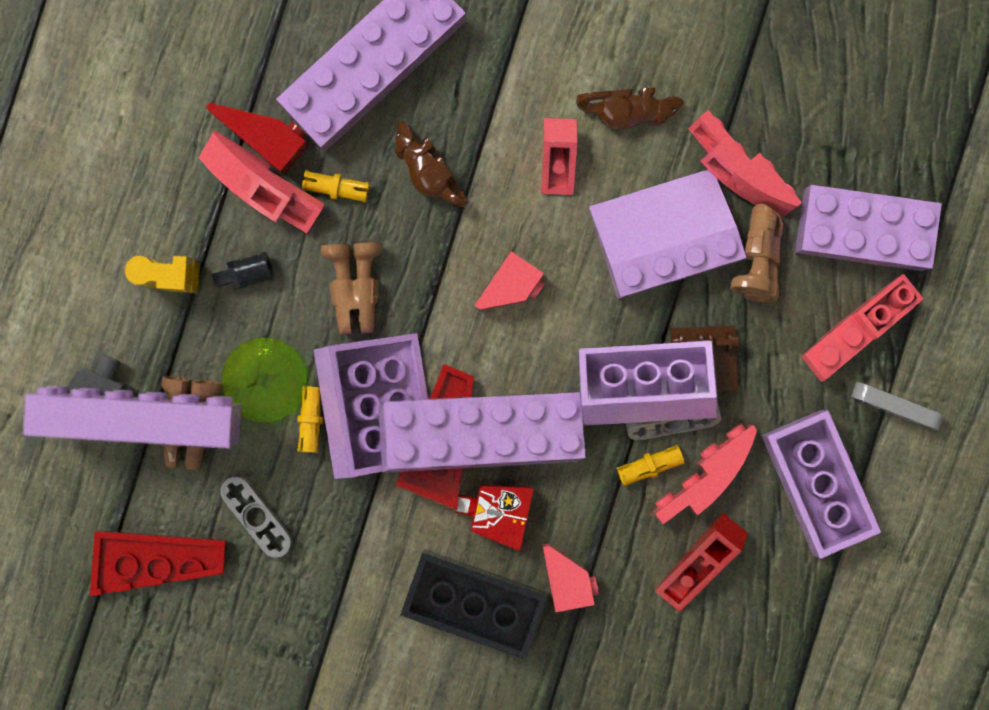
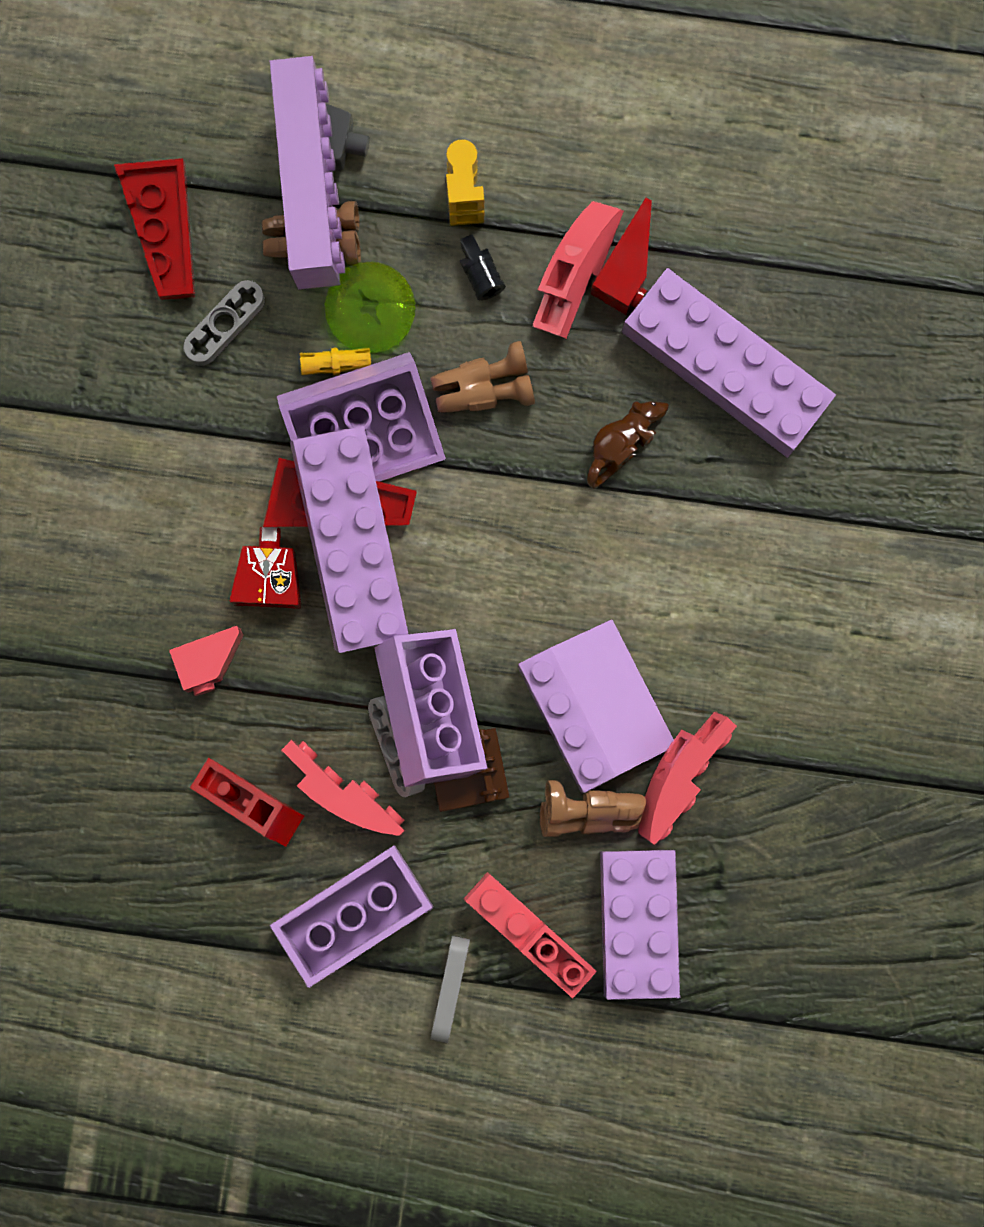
camera: 80 degrees right, 5 degrees down
(335, 186) = (587, 348): yellow pin -> none
(474, 604) = (165, 562): black brick -> none
(511, 284) = (513, 548): coral slope -> none
(559, 156) = (660, 576): coral slope -> none
(623, 110) = (720, 639): reddish brown animal -> none
(650, 465) = (343, 730): yellow pin -> none

